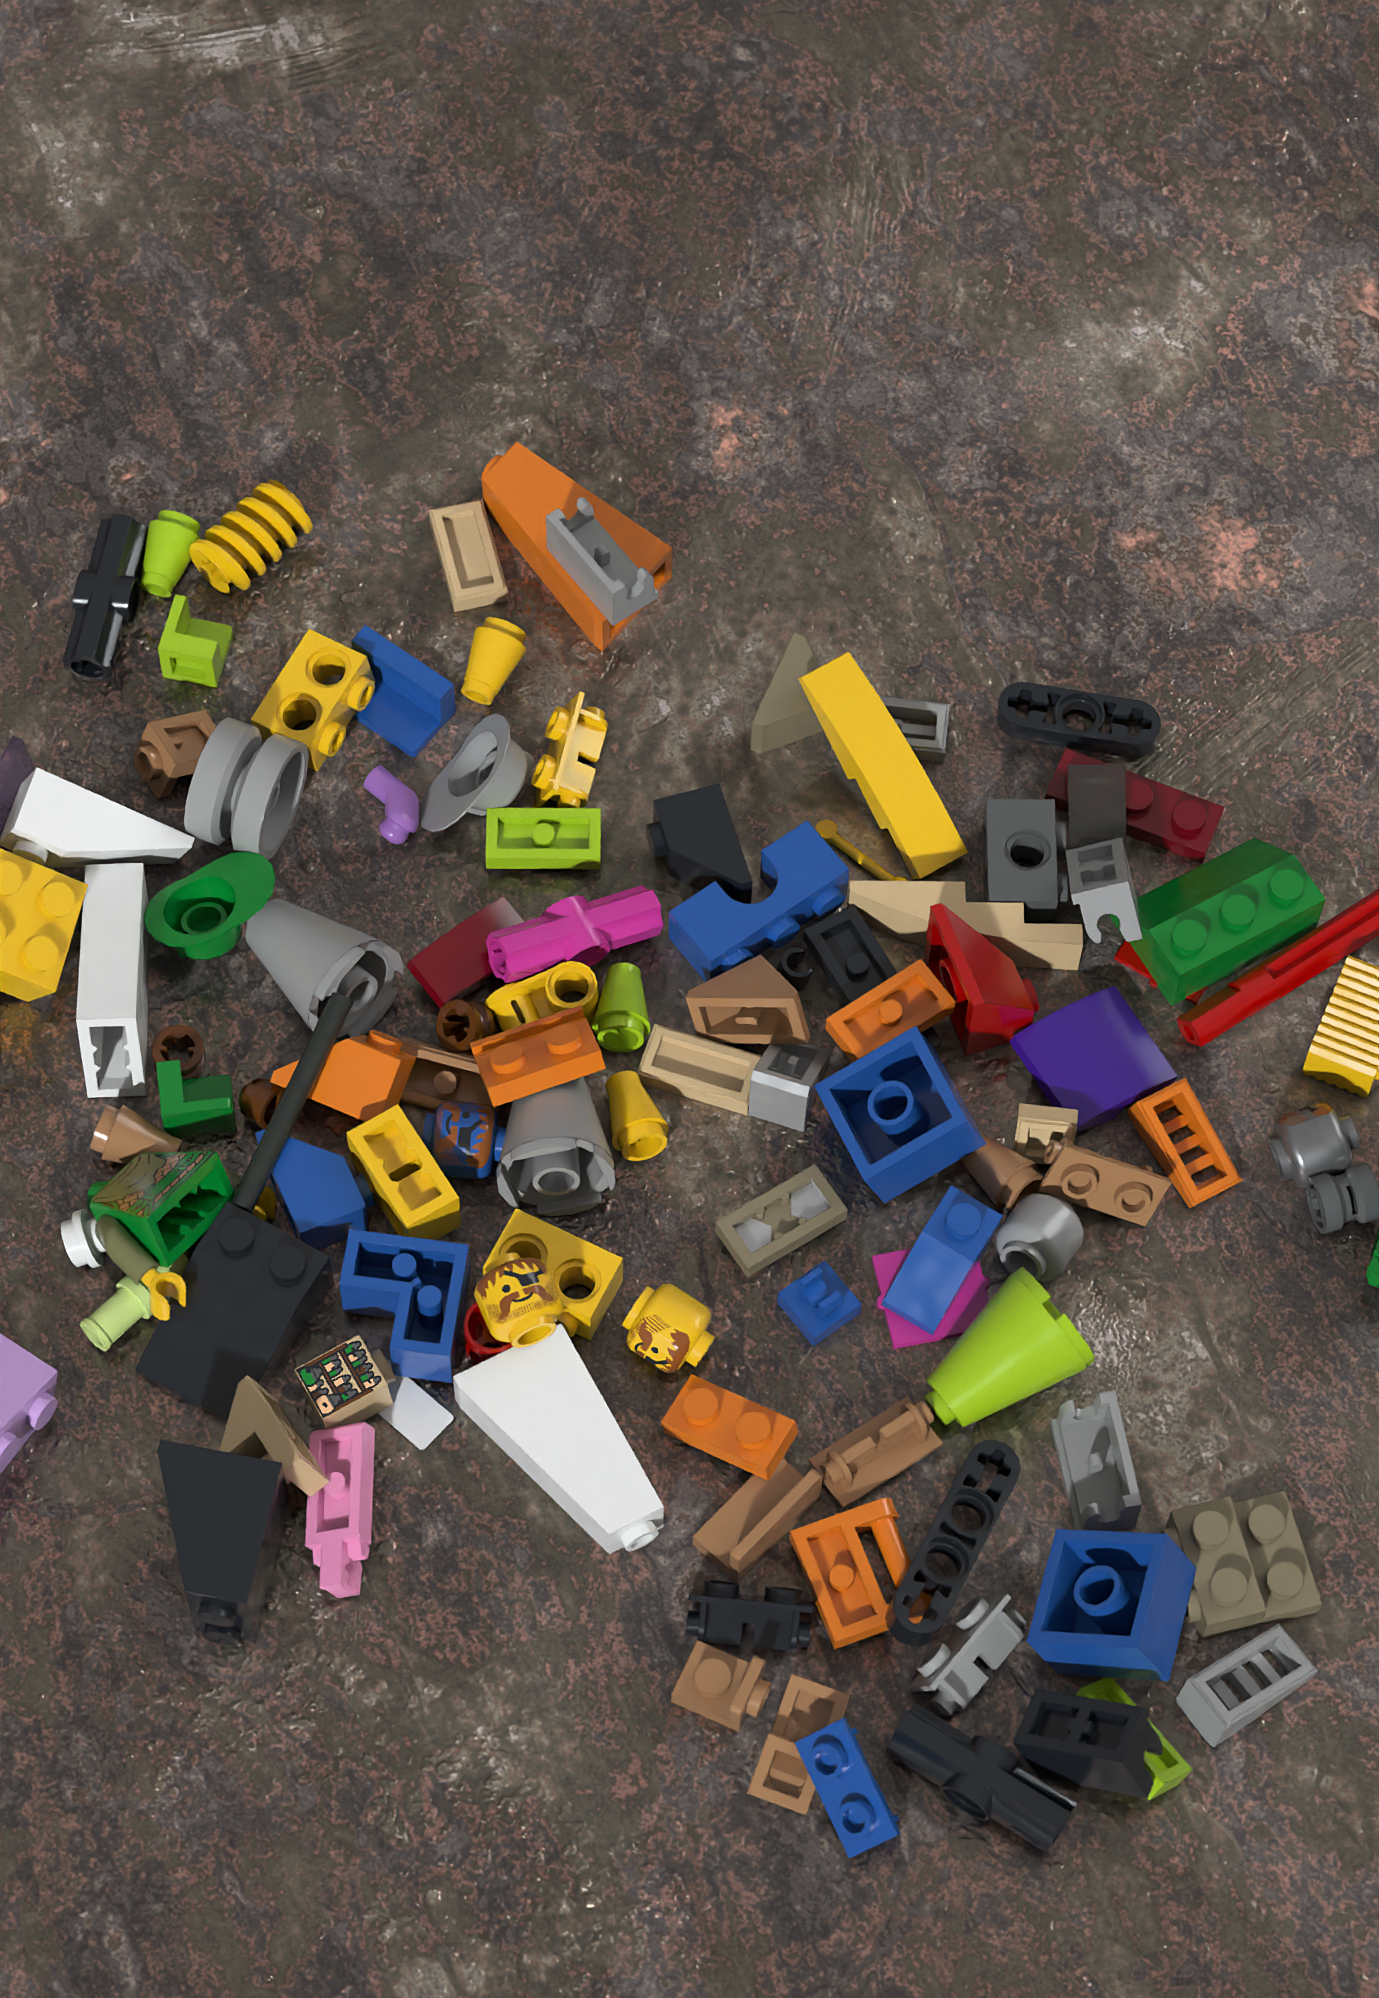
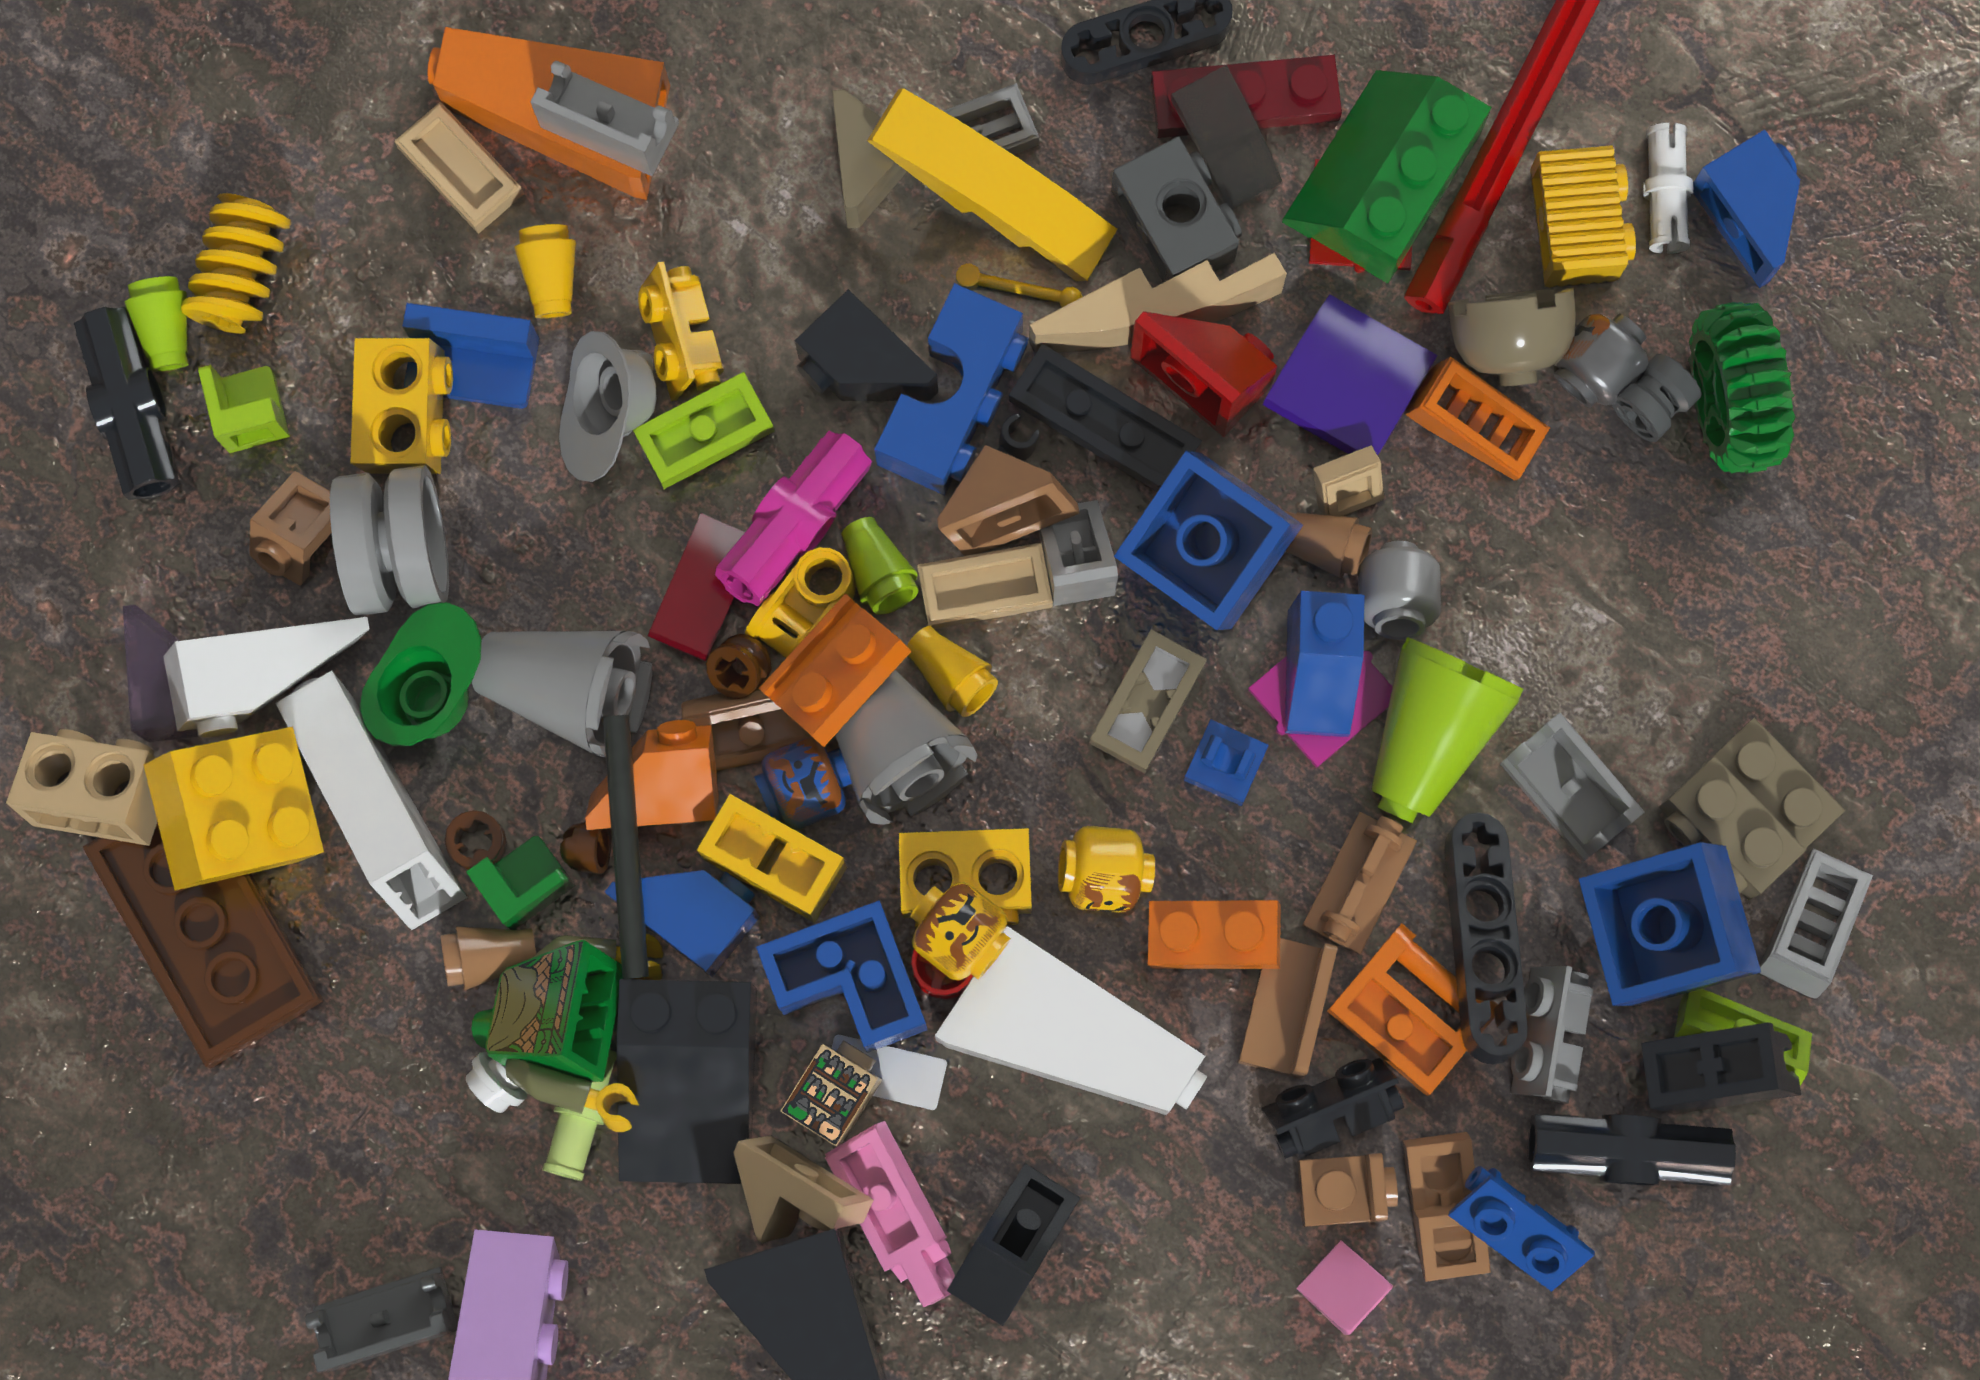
camera: 25 degrees left, 15 degrees up
(399, 802) = (544, 468): medium lavender arm -> none
(420, 1579) = (1013, 1244): none -> black slope
(676, 1764) = (1344, 1288): none -> bright pink slope
(890, 1009) = (1144, 443): orange plate -> none
(1102, 886) = (1276, 204): light grey hinge -> none
(1102, 1182) = (1439, 501): medium nougat hinge -> none
(1249, 1083) = (1514, 332): none -> dark tan cylinder

